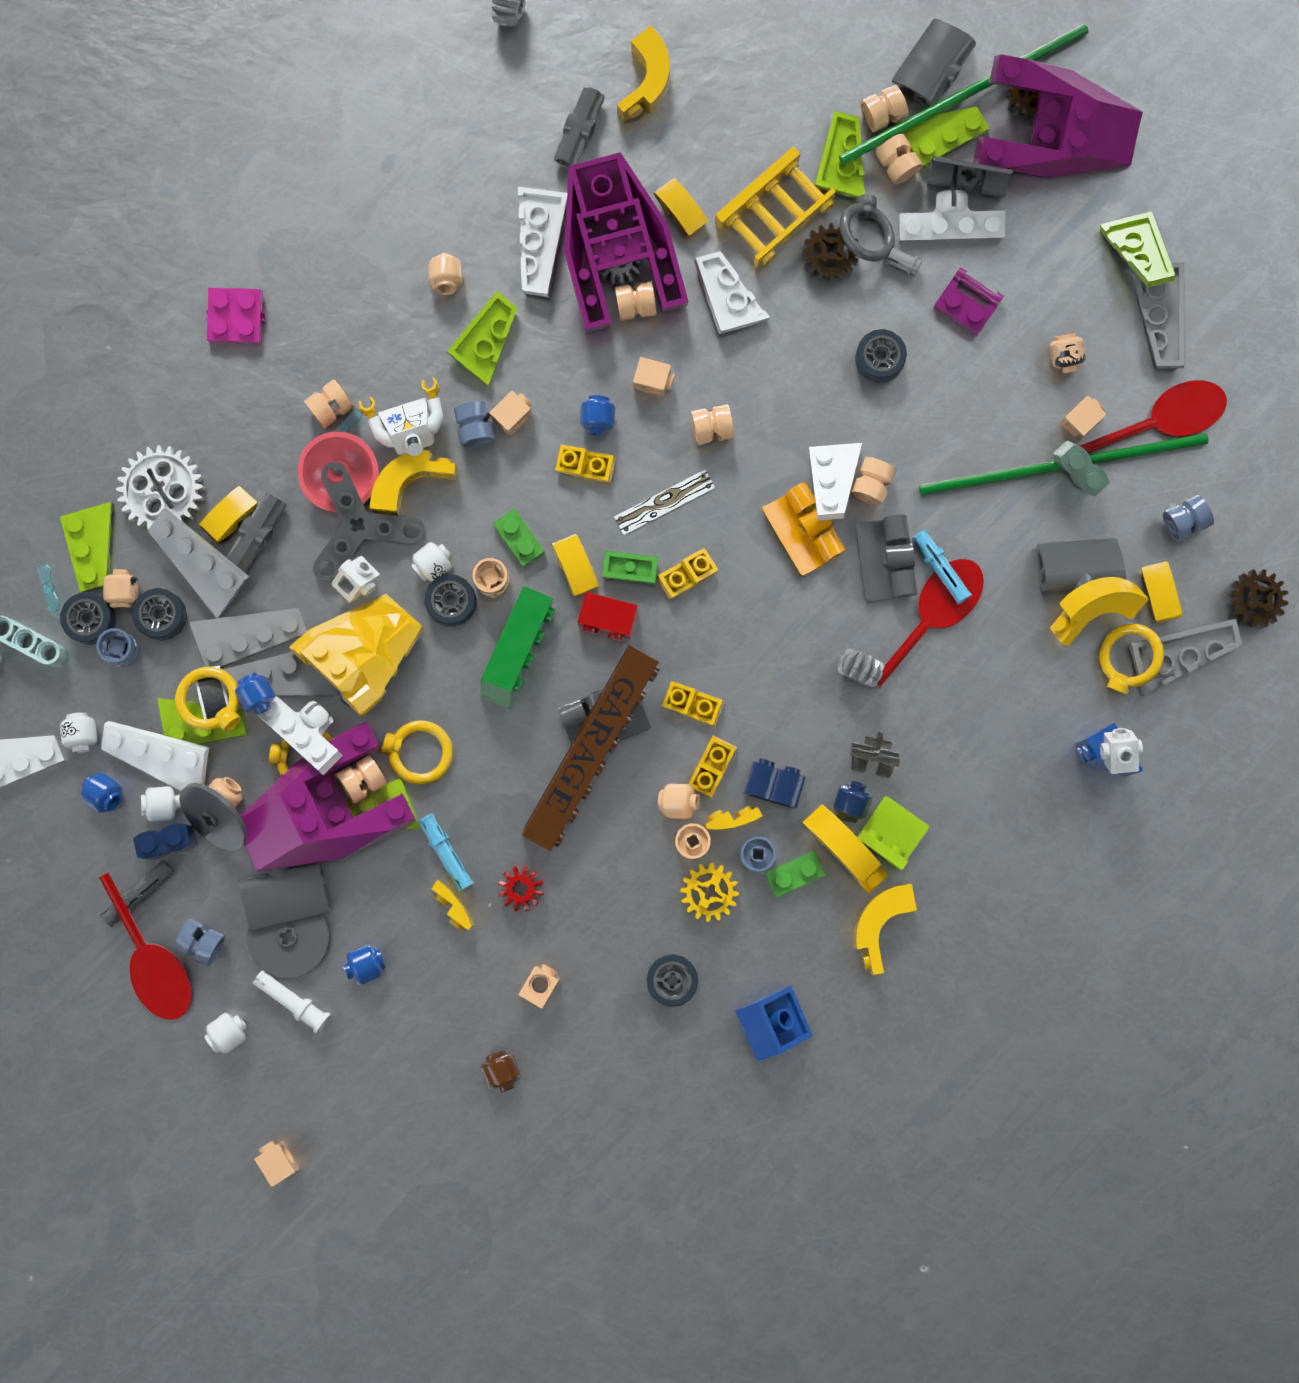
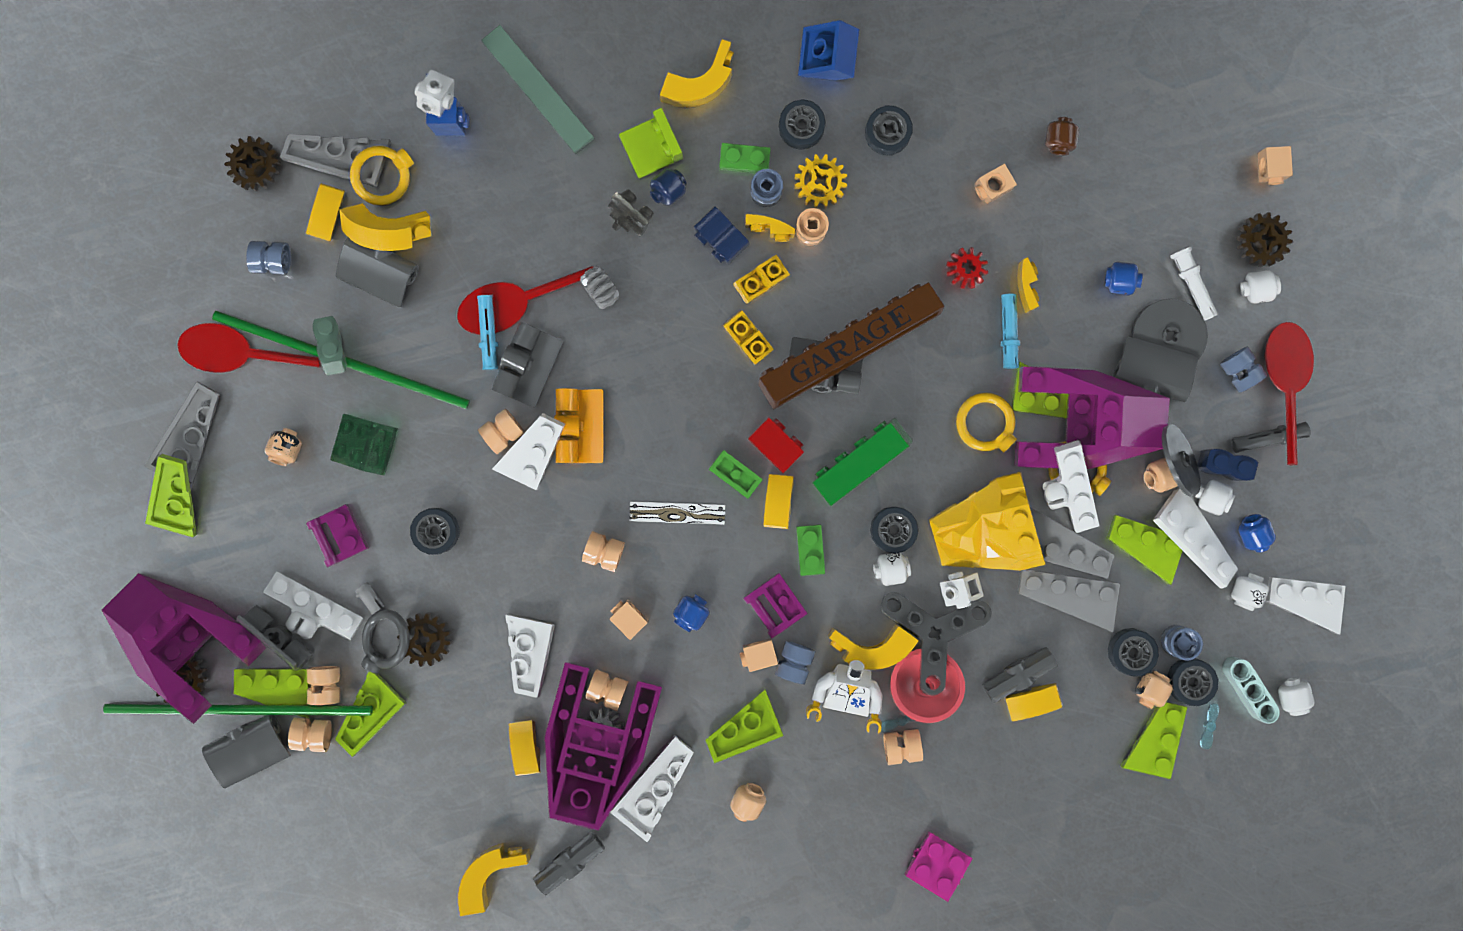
camera: 155 degrees left, 5 degrees up
(180, 476) = (1099, 752): white gear -> none
(202, 565) = (1078, 669): light grey wing -> none
(211, 696) = (1127, 560): slope -> none
(225, 718) = (1126, 534): yellow piece -> none
(250, 1093) = (1256, 247): none -> dark brown gear
(254, 693) = (1093, 541): blue head -> none
(361, 779) = (1046, 424): light nougat wheel -> none
(491, 578) = (852, 528): light nougat wheel -> none
(519, 475) = (782, 601): none -> magenta plate
(585, 464) = (723, 579): yellow slope -> none
(678, 801) = (804, 265): light nougat head -> none
(687, 574) = (693, 443): yellow slope -> none
(750, 200) = (440, 726): yellow fence -> none
(773, 941) = (811, 115): none -> wheel
(846, 848) = (695, 154): yellow arch -> none
(994, 397) = (363, 444): none -> clear green bracket
(1032, 826) = (537, 89): none -> sand green tile
(1083, 418) = (302, 386): light nougat brick -> none

